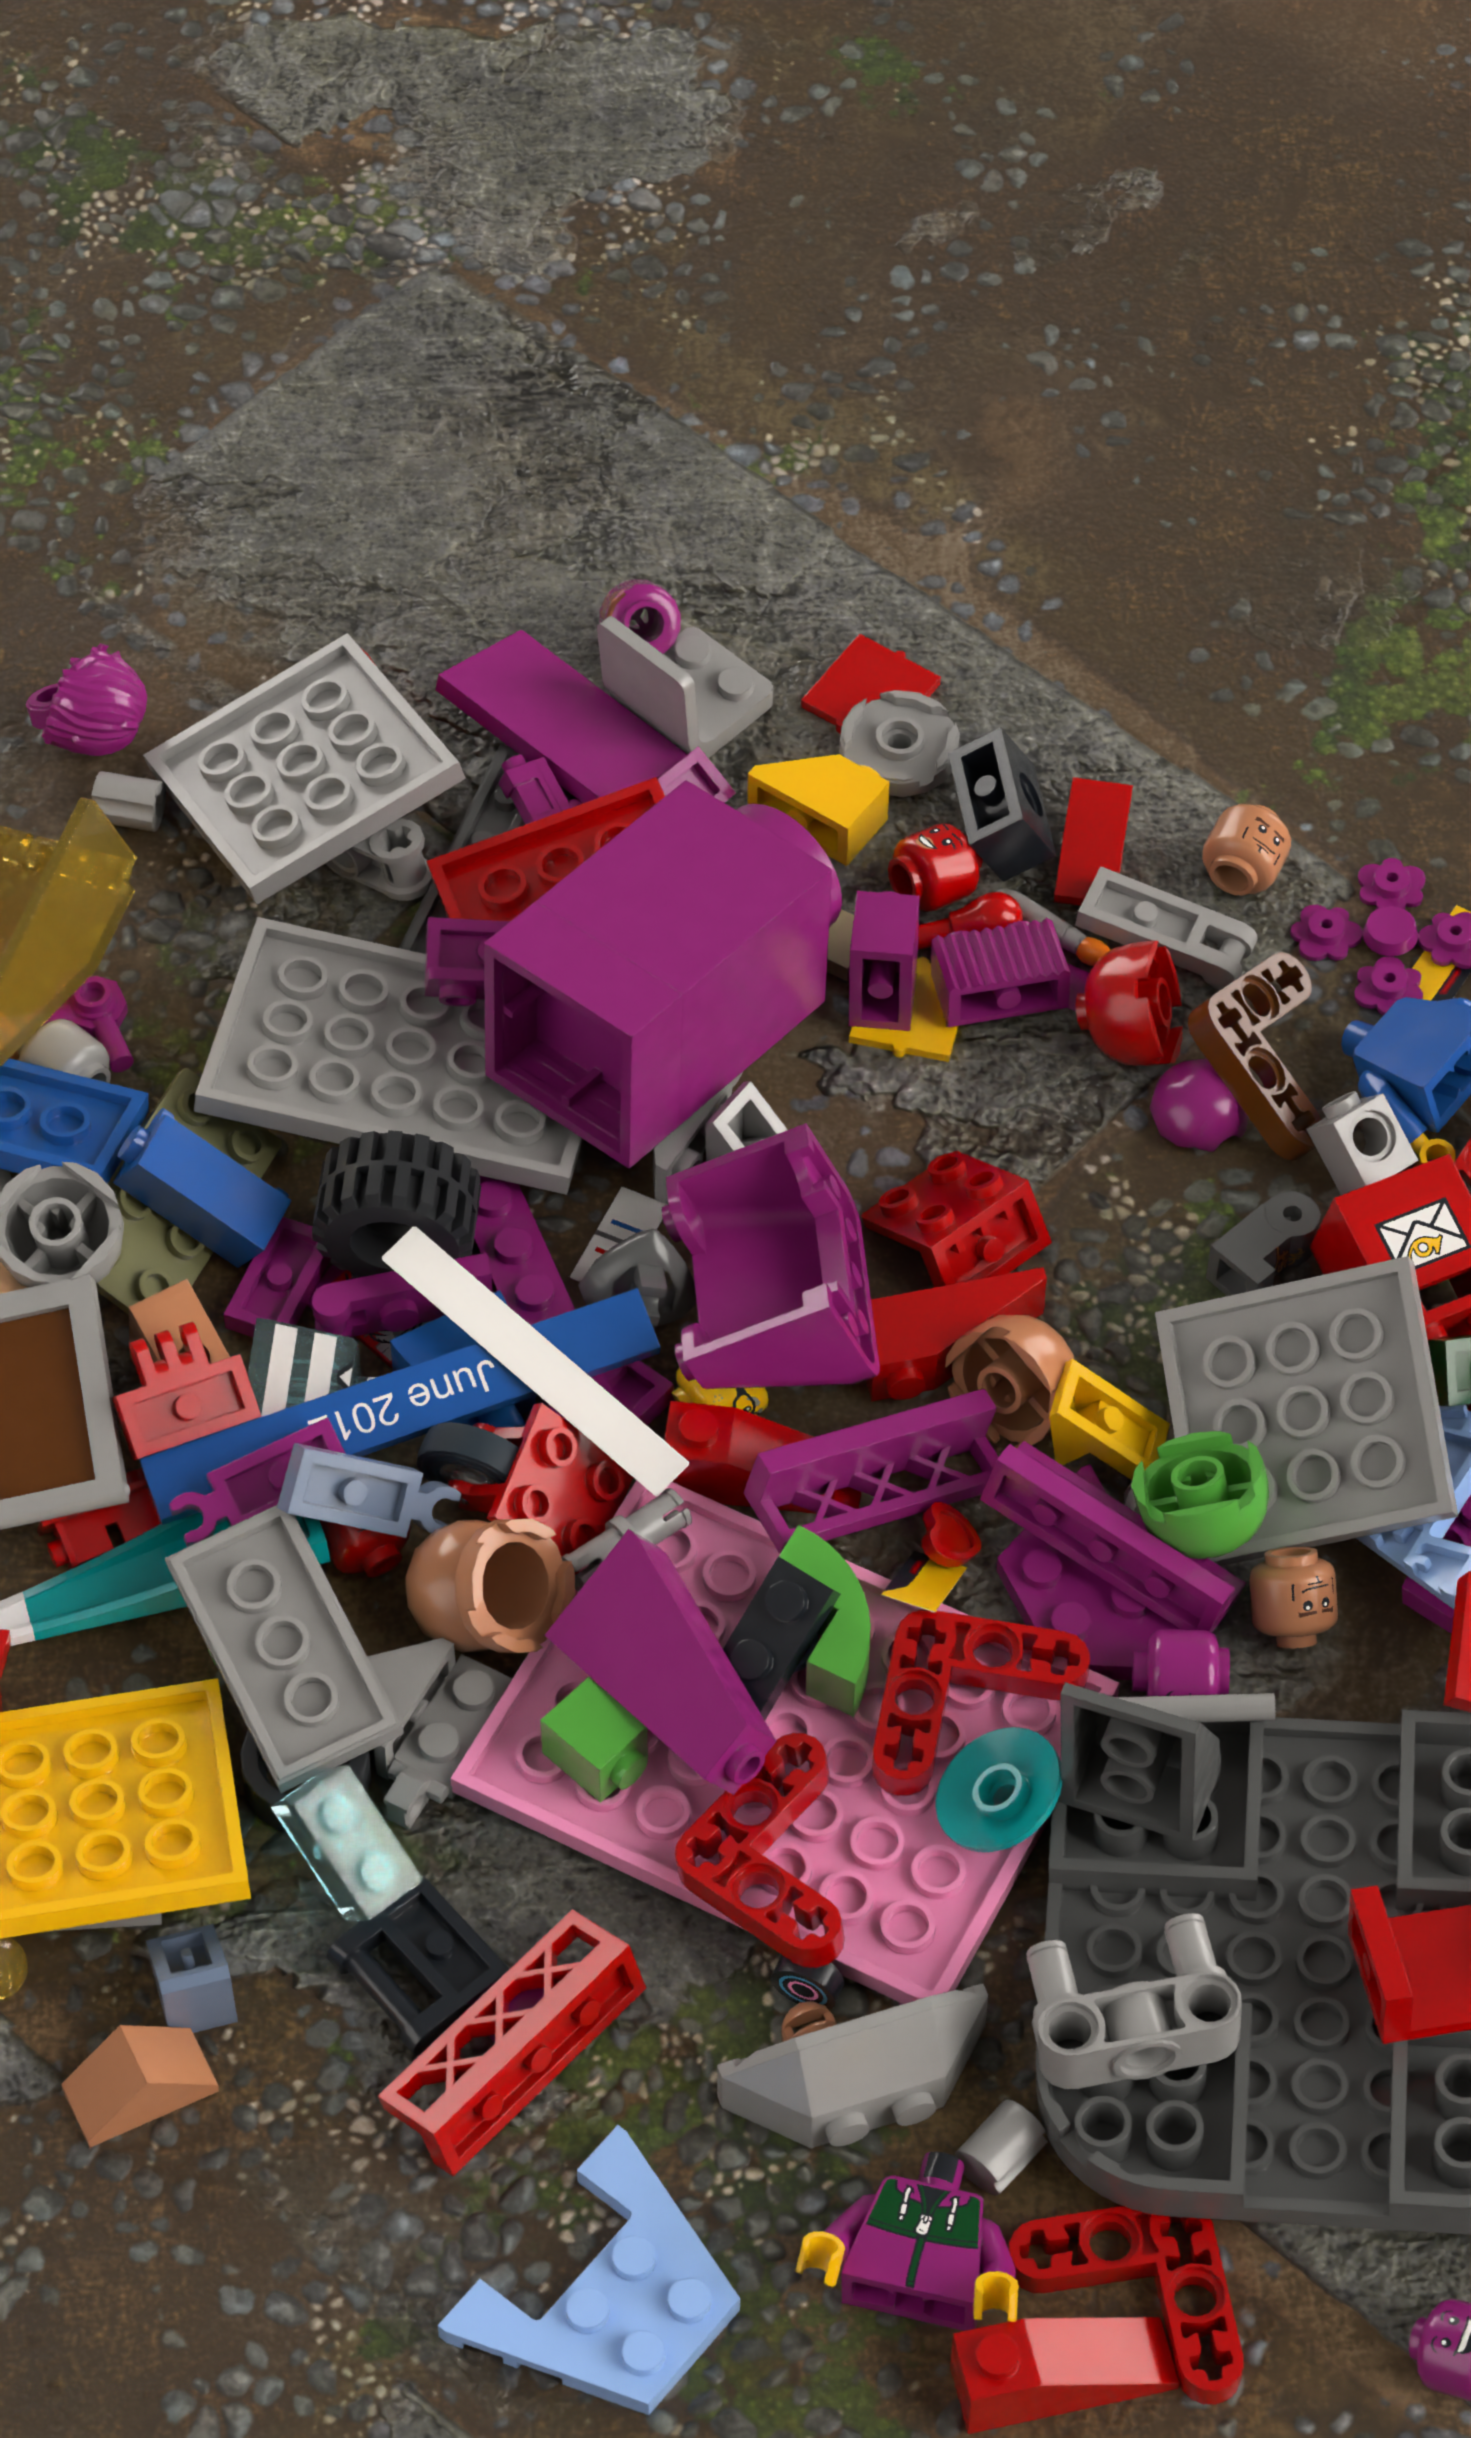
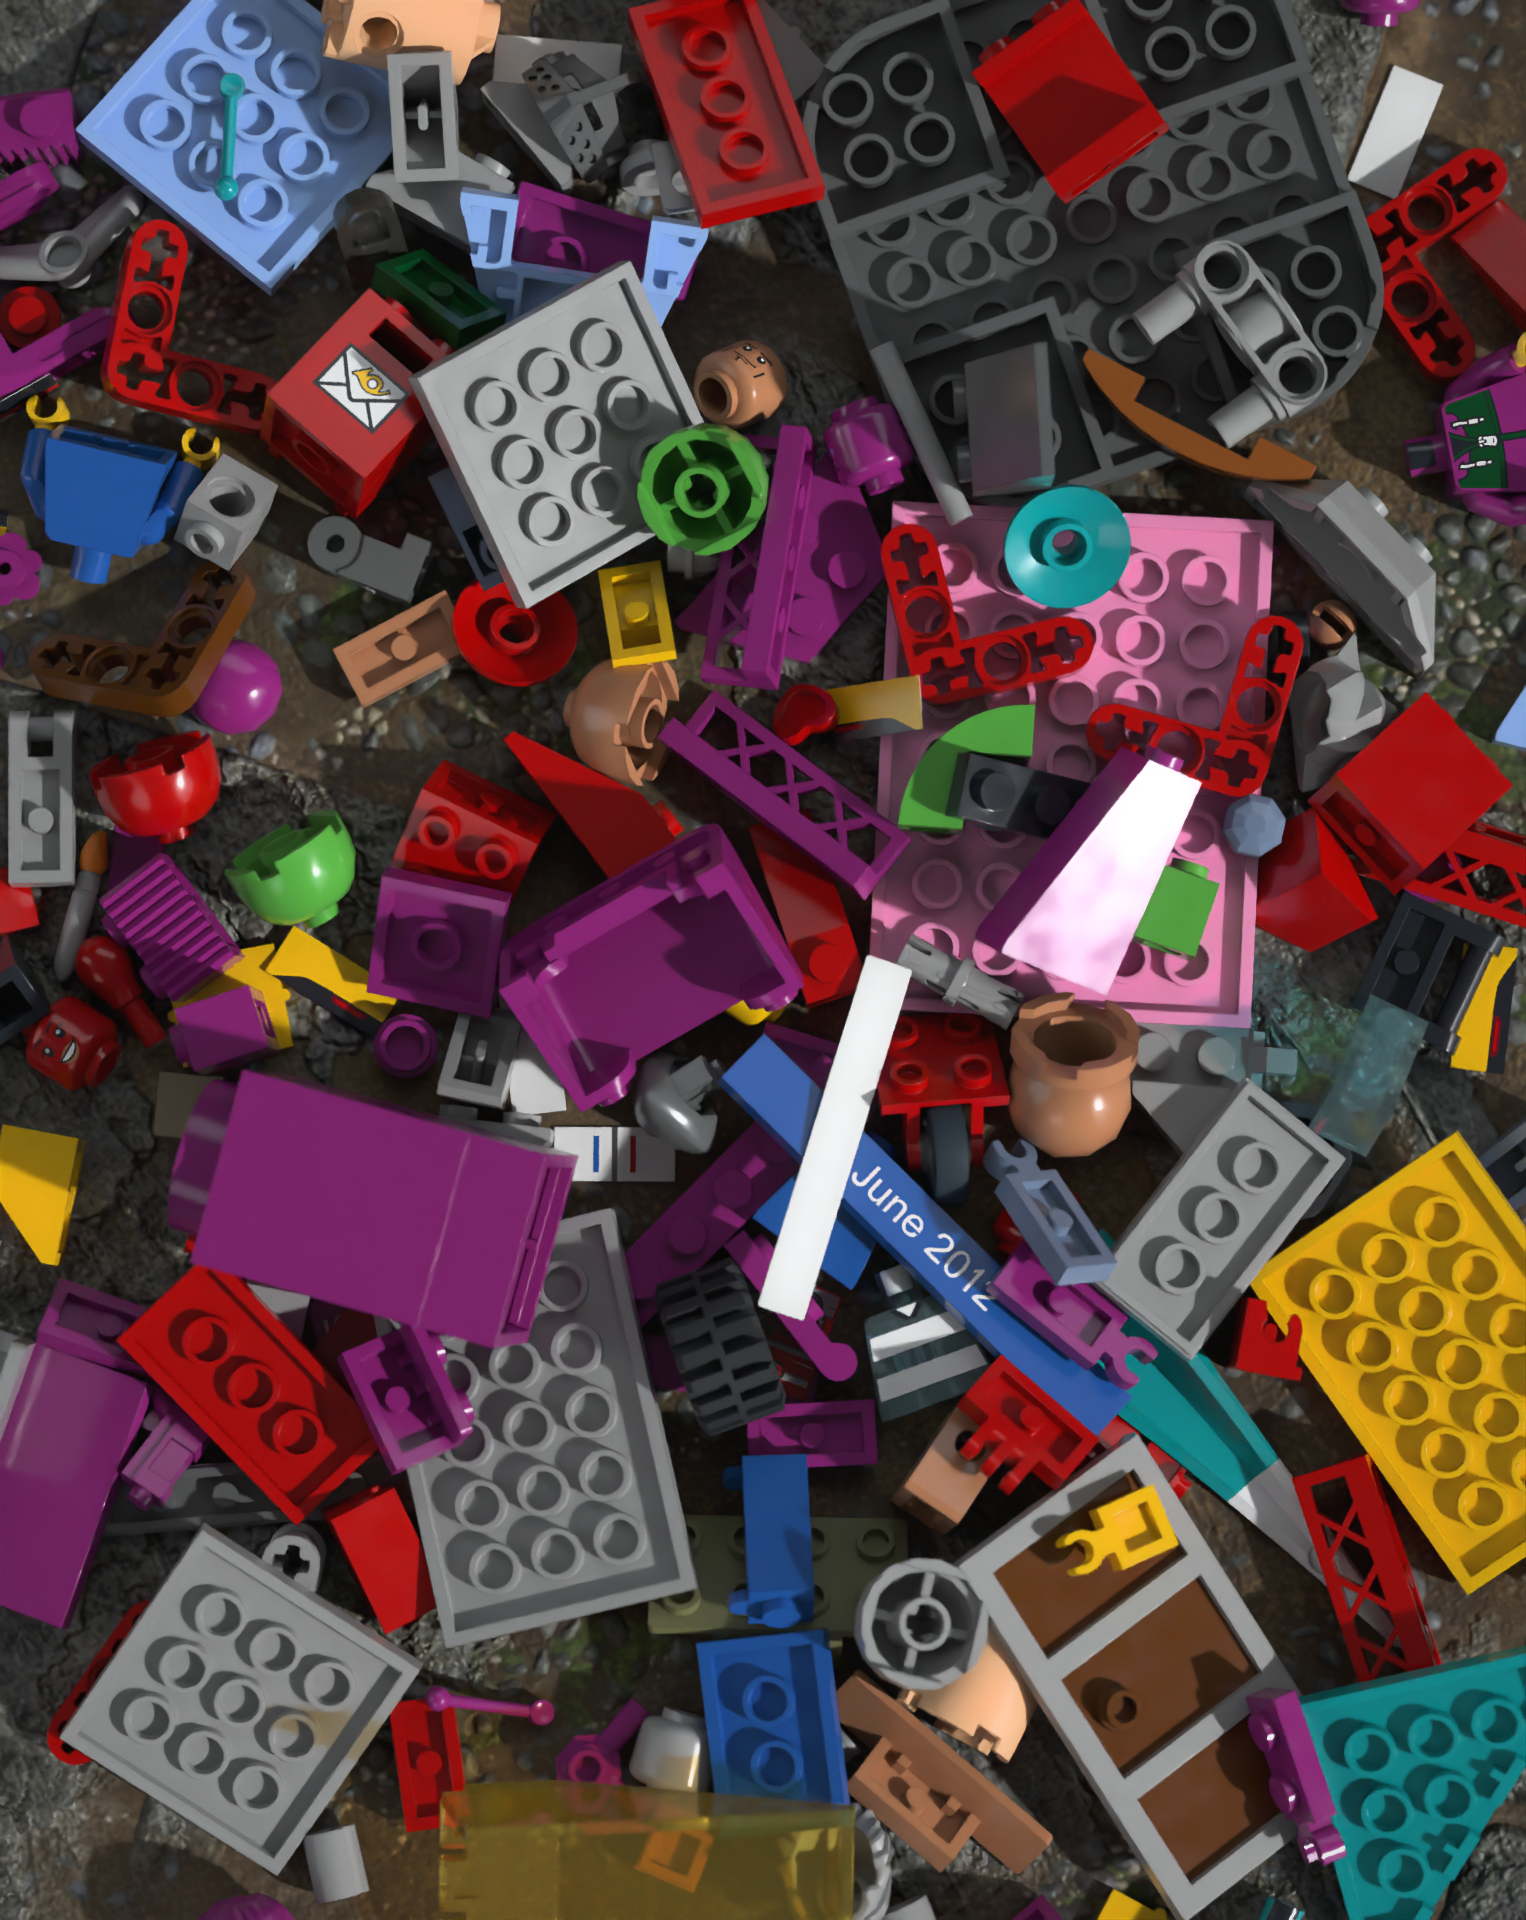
camera: 115 degrees left, 30 degrees up
(41, 1437) = (1125, 1531): none -> yellow plate
(145, 1643) = (1261, 1347): none -> red hinge
(163, 995) = (537, 1712): none -> magenta hinge
(180, 899) = (426, 1760): none -> red plate
(350, 2013) = (1488, 1017): none -> yellow sticker
(367, 908) = (382, 1555): none -> red hinge
(563, 1884) = (1310, 886): none -> red slope
(605, 2002) = (1410, 793): none -> red panel
(643, 1852) = (1253, 825): none -> sand blue tile
(706, 1978) = (1334, 716): none -> light grey hair
(805, 1104) = (406, 1046): none -> magenta plate
(891, 1088) = (329, 981): none -> yellow sticker
(893, 1152) = (438, 942): none -> magenta plate
(1001, 1076) = (296, 872): none -> bright green cylinder
(1001, 2147) = (1369, 420): light grey piece -> none
(1129, 1298) = (545, 634): none -> red dish
(1130, 1895) = (1120, 389): none -> dark orange slope
(1169, 1244) = (400, 650): none -> nougat plate
(1296, 2318) = (1395, 132): none -> white sticker

